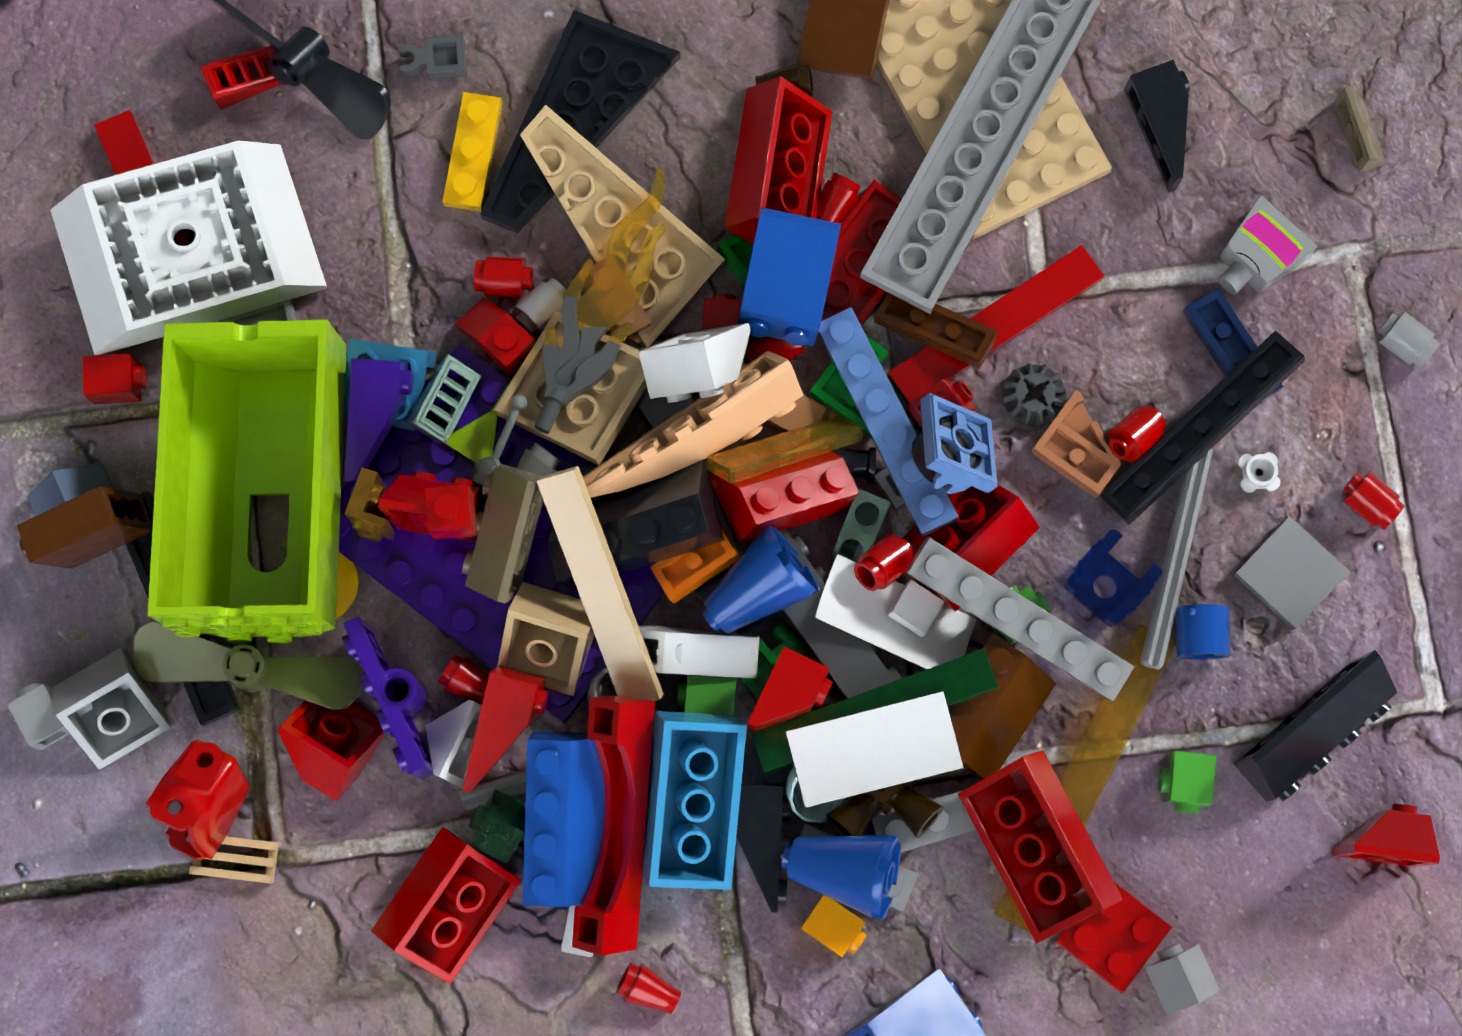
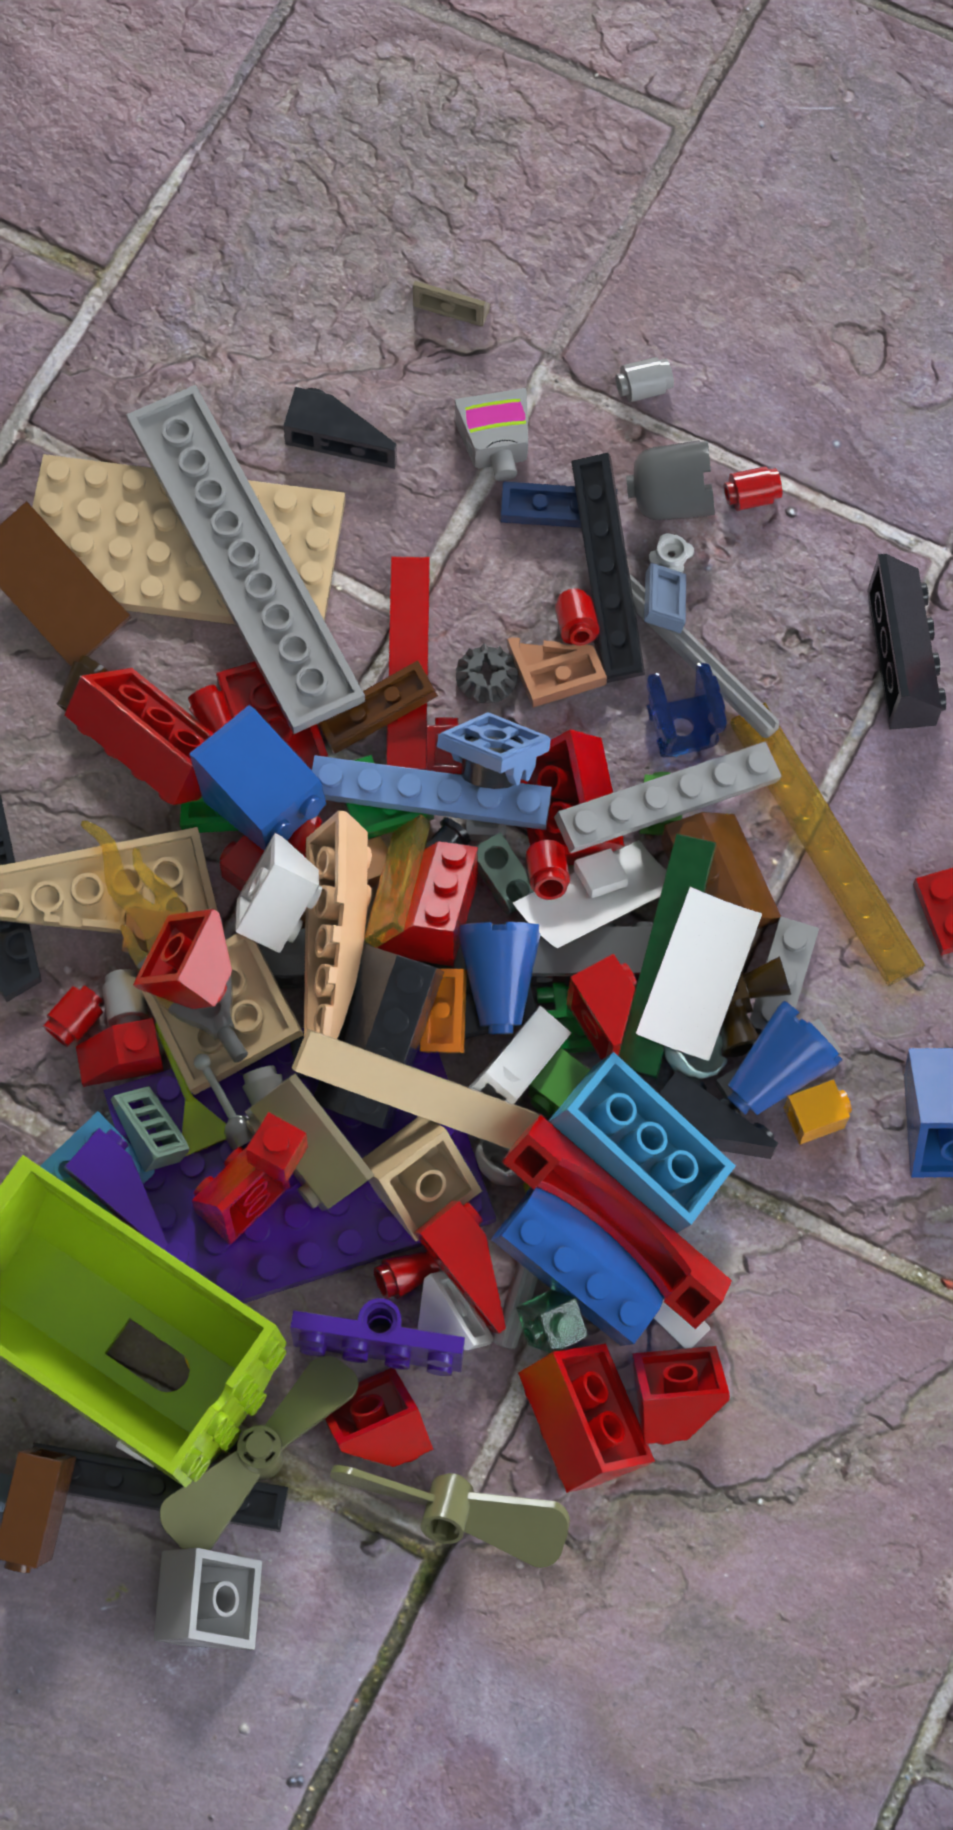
camera: 60 degrees left, 10 degrees down
(36, 716) = (170, 1666): light grey brick -> none
(210, 793) = (353, 1558): red piece -> none
(269, 862) = (393, 1606): tan tile -> none
(300, 847) = (517, 1525): none -> olive piece
(364, 507) = (204, 1254): pearl gold bracket -> none
(515, 965) = (678, 1392): none -> red slope
(586, 332) = (188, 961): none -> red slope
(646, 988) = (767, 1297): red cone -> none
(1039, 846) = (862, 906): red slope -> none
(1188, 781) = (882, 766): bright green brick -> none
(1202, 632) = (772, 676): blue piece -> none
(1209, 494) = (665, 598): none -> sand blue tile
(1291, 573) = (768, 585): light grey tile -> none
(1323, 429) = (671, 481): none -> dark grey cylinder

